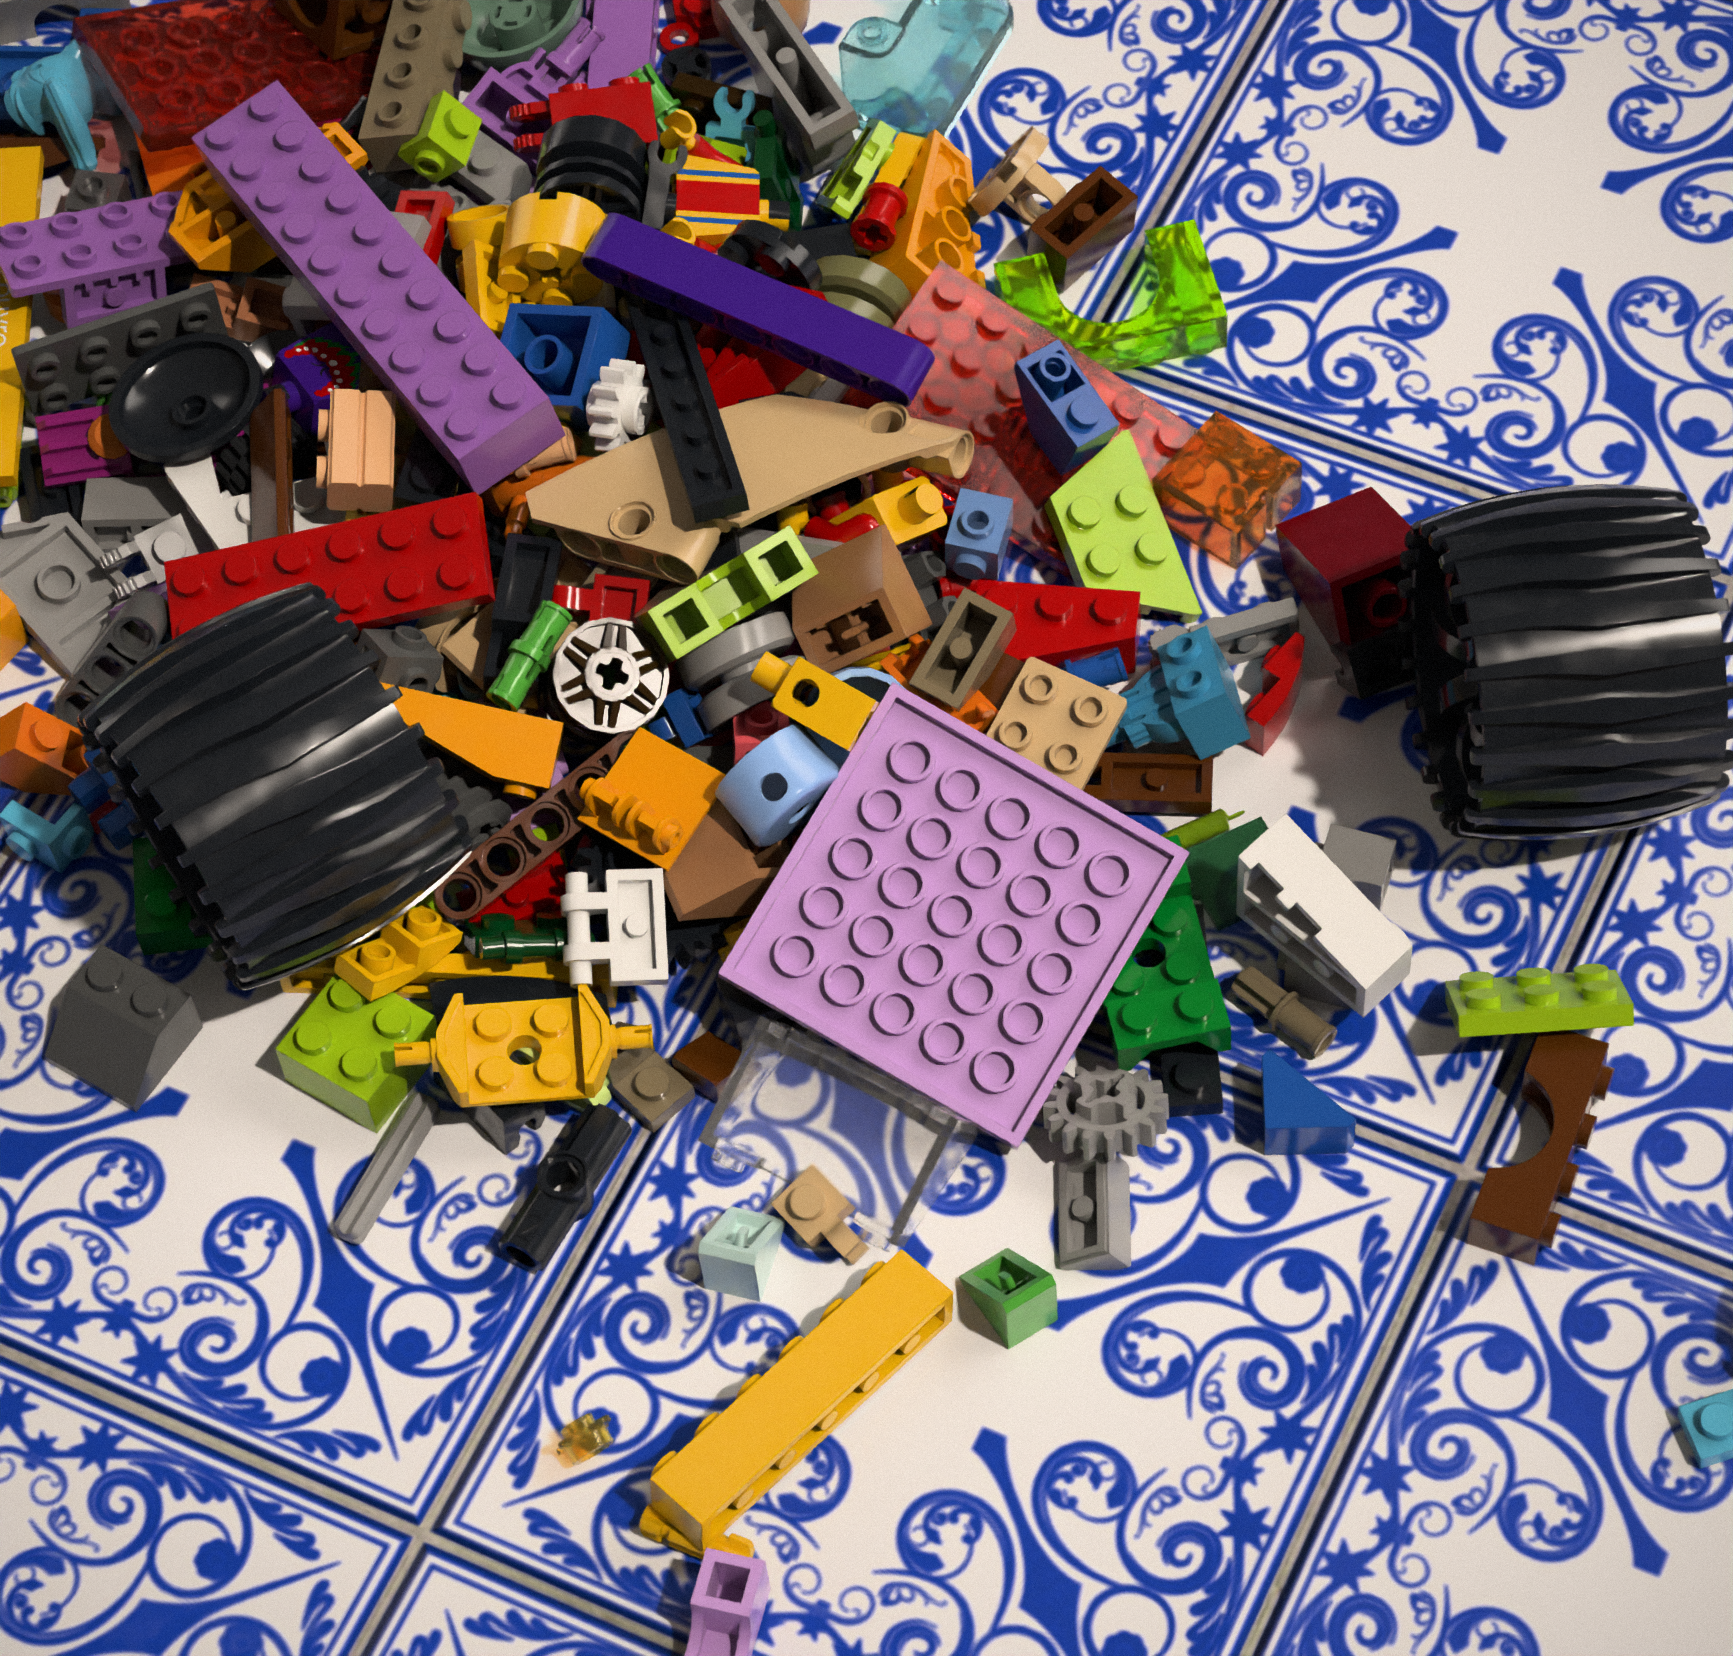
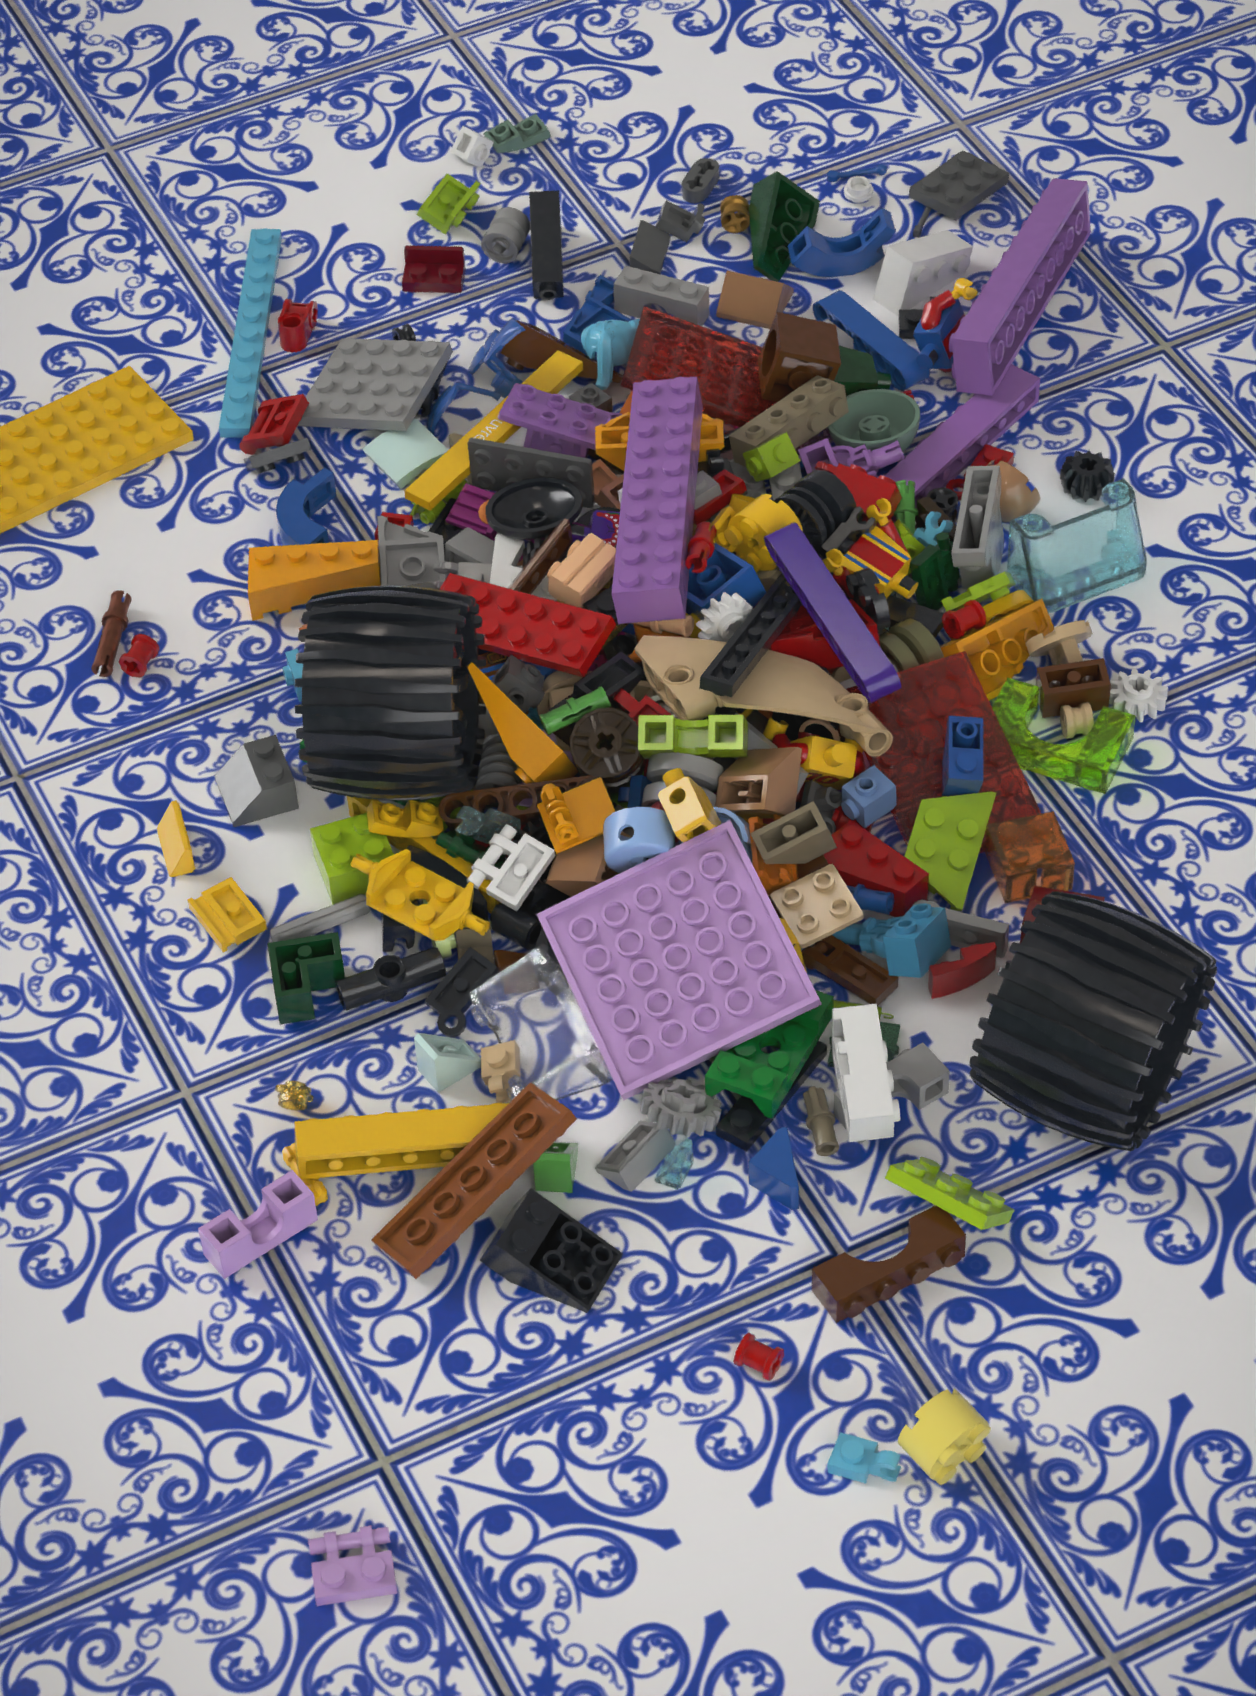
camera: 35 degrees right, 10 degrees down
(81, 1186) = (175, 842): none -> yellow slope
(253, 1243) = (227, 914): none -> yellow plate
(437, 1258) = (299, 969): none -> dark green brick
(503, 319) = (701, 547): none -> red pin
(532, 889) = (484, 825): none -> clear light blue plate
(665, 1005) = (517, 926): none -> black brick
(671, 1141) = (451, 994): none -> black hinge
(954, 1395) = (473, 1180): none -> dark orange plate
(1116, 1422) = (551, 1253): none -> black slope
(1117, 269) = (1076, 720): none -> tan wheel
(1160, 1193) = (676, 1165): none -> clear light blue slope
(1164, 187) = (1138, 694): none -> white gear
(1496, 1377) = (758, 1356): none -> red bush

